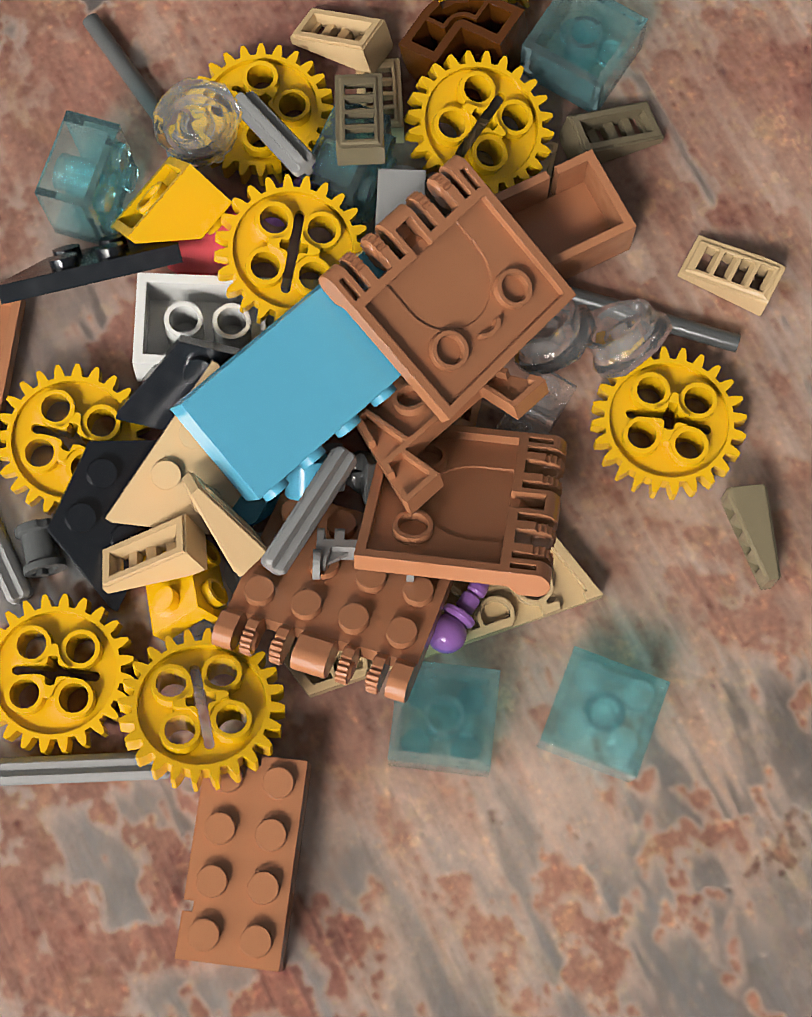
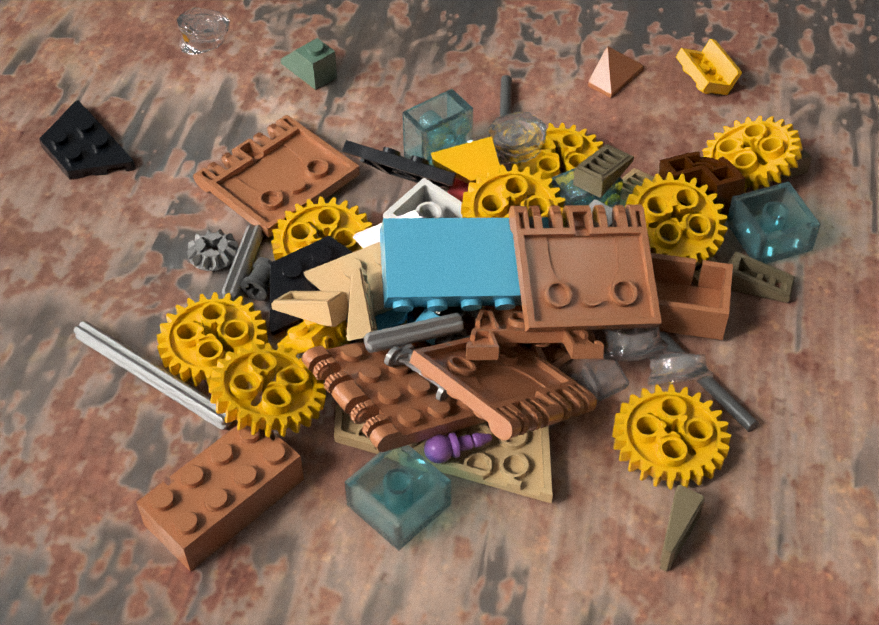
camera: 35 degrees right, 25 degrees down
(275, 134) = (552, 157): light grey axle -> none
(363, 54) = (645, 154): tan slope -> none
(603, 714) = (496, 558): clear light blue brick -> none
(750, 263) = (784, 410): tan slope -> none

